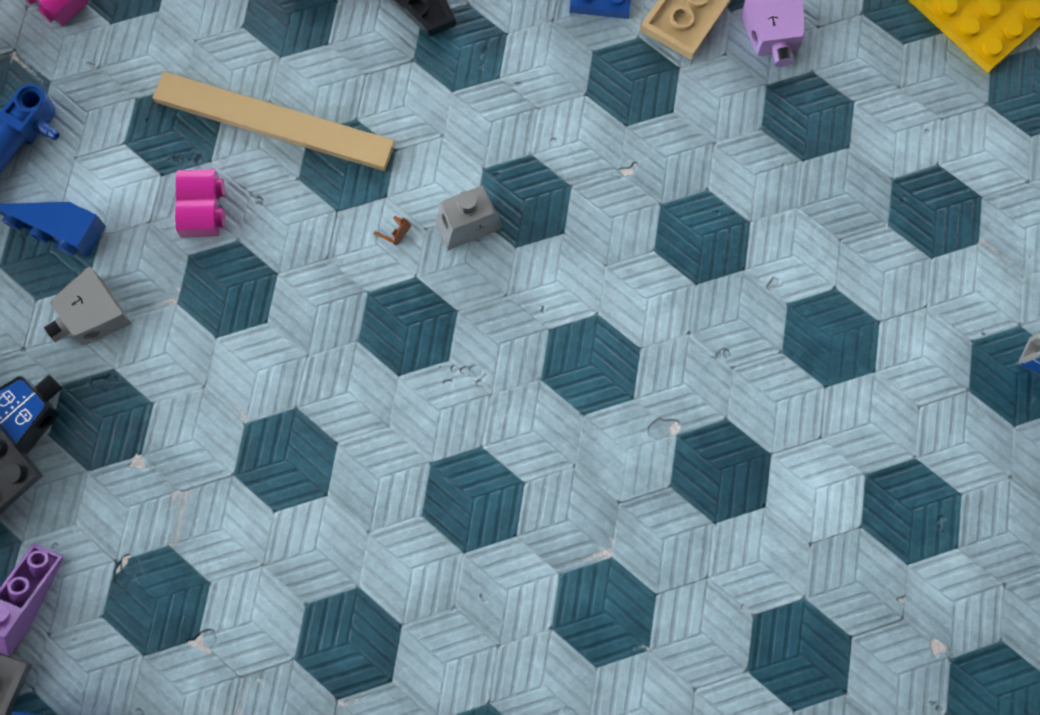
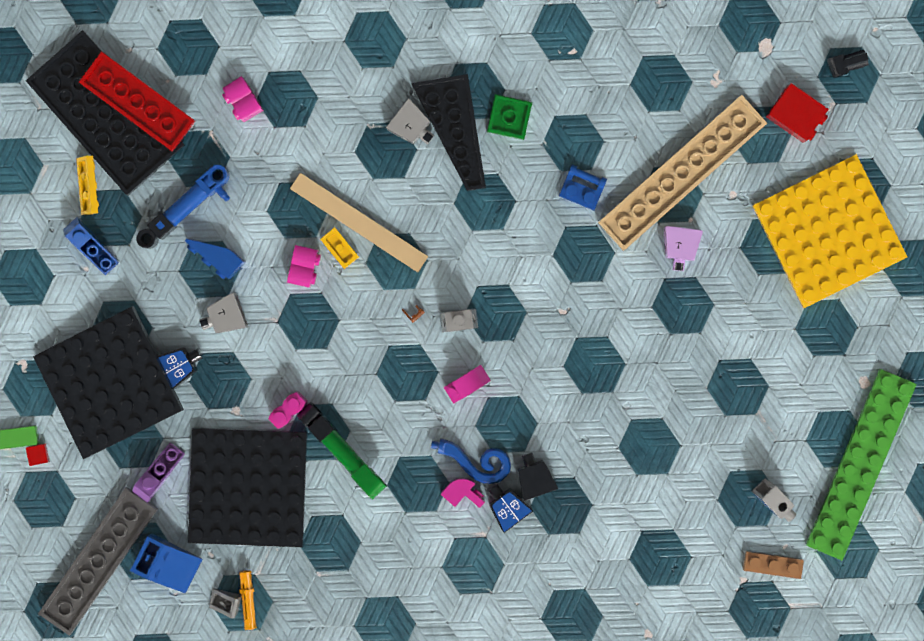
camera: 15 degrees right, 15 degrees up
(182, 586) = (247, 487): none -> black plate
(218, 437) = (292, 405): none -> dark pink brick
(251, 163) = (339, 248): none -> yellow plate
(301, 455) = (328, 435): none -> green piece
(507, 310) = (467, 384): none -> dark pink brick
(516, 425) = (451, 449): none -> blue plant
(548, 480) = (461, 487): none -> dark pink brick
(634, 492) = (508, 507): none -> blue torso
(665, 431) = (535, 478): none -> black torso

